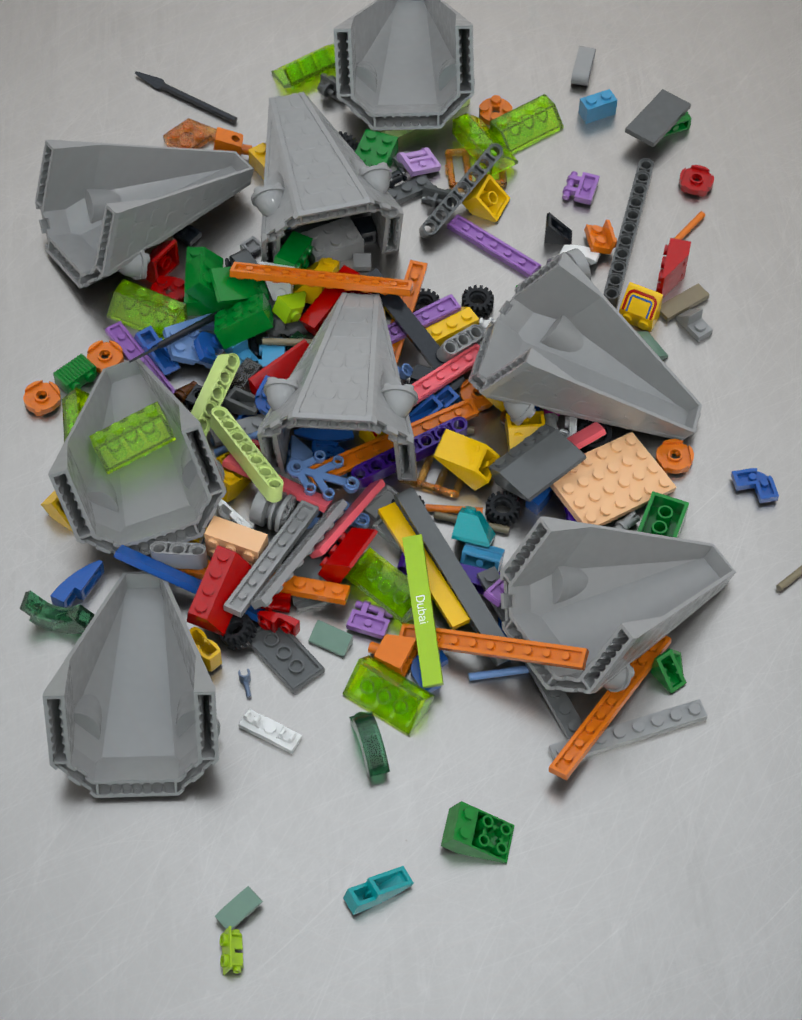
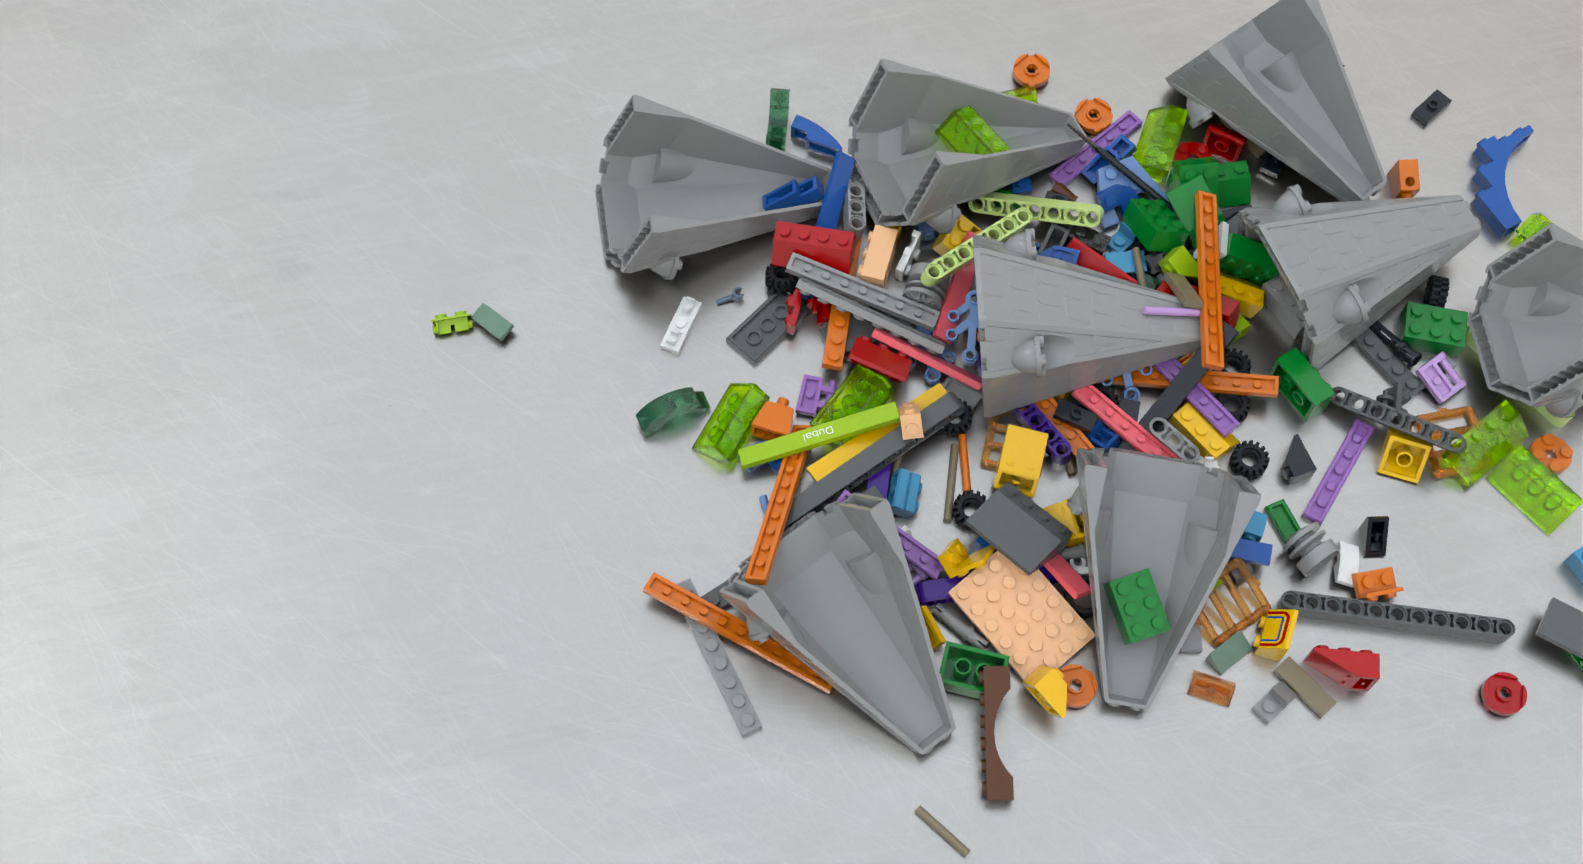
camera: 85 degrees right, 10 degrees up
(75, 374) = (1063, 93): green brick -> none
(146, 608) = (794, 194): none -> blue slope
(153, 118) = (1431, 107): none -> black plate
(158, 83) = (1483, 106): black piece -> none
(189, 135) = (1411, 142): clear orange wing -> none
(207, 648) = (755, 251): yellow brick -> none
(235, 92) = (1492, 199): none -> blue arch
(327, 300) = (1183, 290): none -> dark tan tile
(331, 638) = (789, 364): sand green slope -> none
(354, 306) = (1170, 311): none -> lavender bar
(362, 261) = (1279, 337): light grey tile -> none
(377, 889) = (520, 436): teal slope -> none
(418, 245) = (1302, 384): none -> green brick
(422, 524) = (911, 421): none -> light nougat bracket
(427, 410) = (1075, 416): none -> black plate
(473, 527) = (933, 479): teal slope -> none
(477, 833) = (584, 520): green slope -> none
(482, 269) = (1297, 462): none -> black slope
(559, 504) = (958, 562): none -> yellow bracket
(586, 187) = (1453, 565): medium lavender plate -> none
(623, 383) = (1136, 606): none -> green brick
(669, 670) = (794, 694): green slope -> none
(681, 362) = (1211, 688): none -> clear orange slope
(684, 467) = (1048, 689): none -> yellow slope
(686, 500) = (998, 779): none -> reddish brown arch
(690, 225) = (1422, 688): orange bar -> none
(751, 478) = (1058, 781): blue plate -> none

